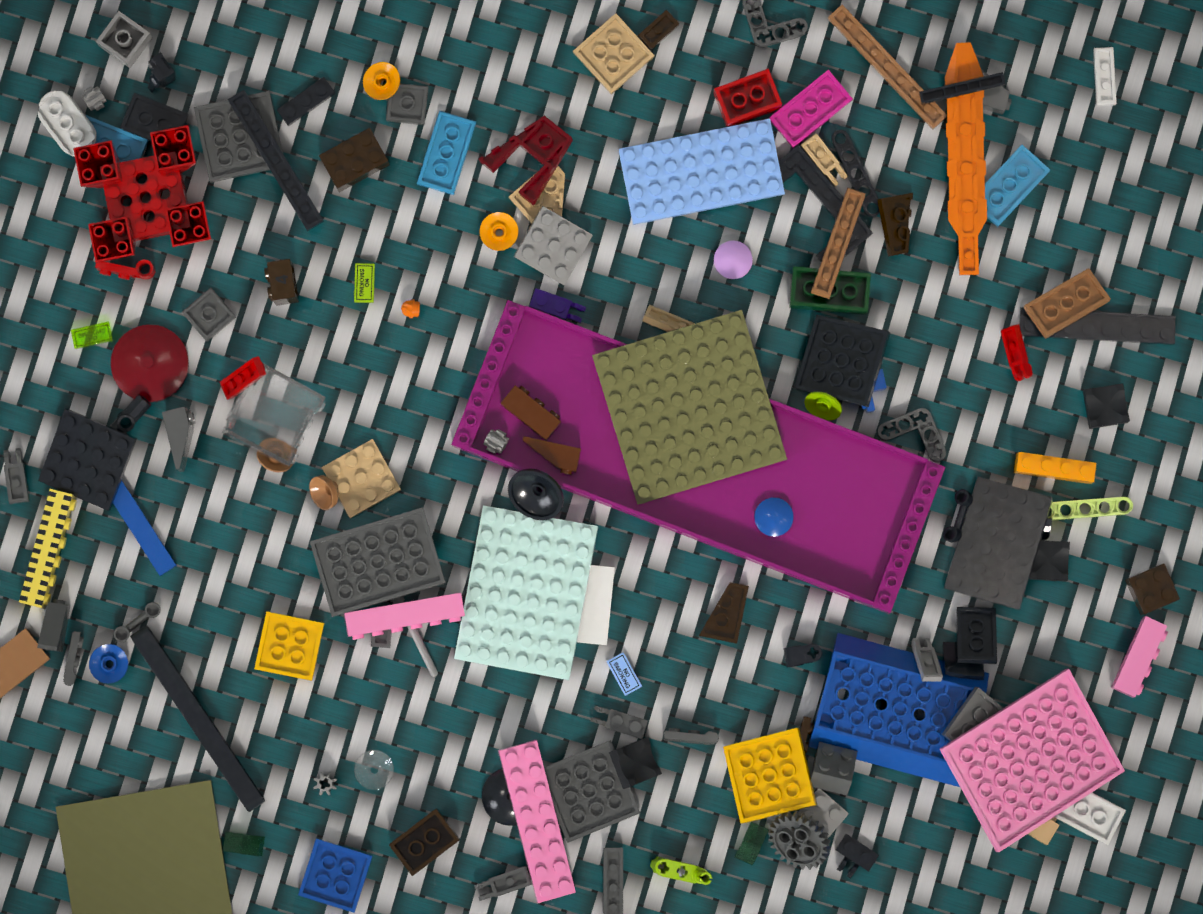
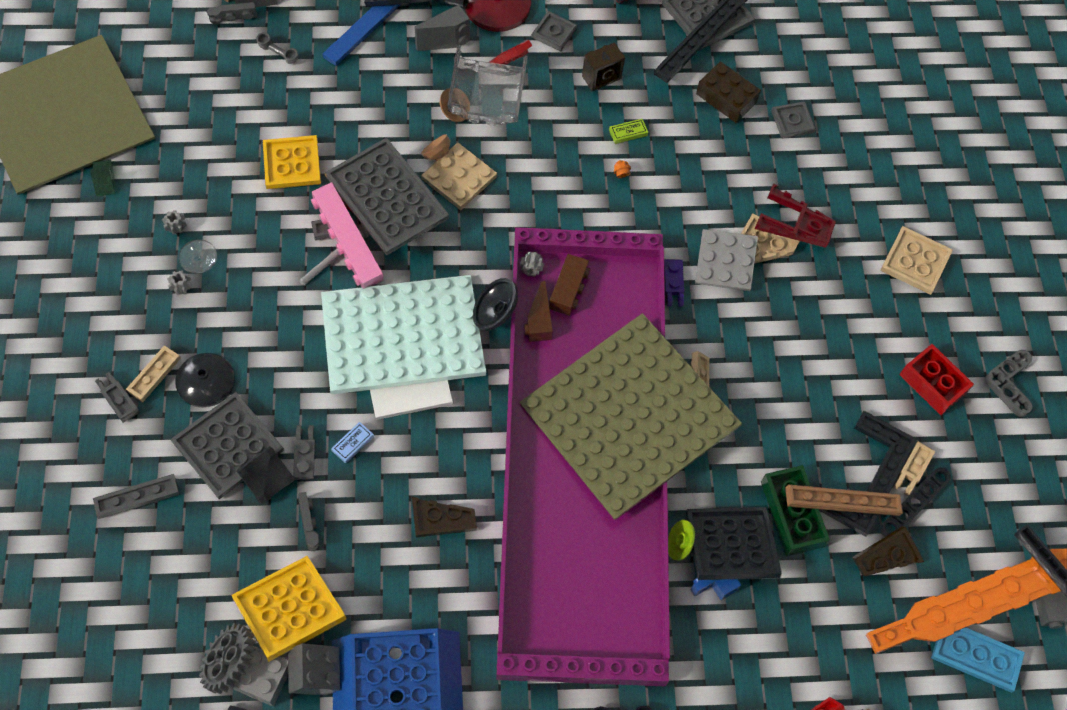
camera: 65 degrees right, 20 degrees down
(98, 662) = (235, 37): blue dish -> none
(197, 718) = (204, 114): black beam -> none
(306, 101) = (758, 49): black plate -> none
(335, 875) = (90, 254): blue plate -> none
(375, 75) = (803, 93): light orange dish -> none
(403, 793) = (179, 282): none -> light grey gear
(424, 842) = (139, 314): dark brown brick -> none
(446, 153) = (766, 160): dark azure tile -> none
(490, 843) = (153, 373): none -> tan plate
(492, 224) = (718, 209): light orange dish -> none
(536, 821) = (182, 404): bright pink plate -> none
(658, 30) = (956, 289): dark brown plate -> none
(691, 875) = (169, 566): lime beam -> none
(701, 171) = (851, 364): light blue plate -> none
(733, 259) = (782, 417): lavender dish -> none
(751, 843) = (213, 616): clear green slope -> none
(774, 517) = (553, 529): blue dish -> none
(798, 655) = (423, 601): black piece -> none
(805, 729) = (341, 630): dark brown plate -> none
(810, 109) = (955, 440): dark pink plate -> none
(885, 65) = (1029, 496): medium nougat plate -> none
(921, 427) = (699, 647): dark grey beam -> none

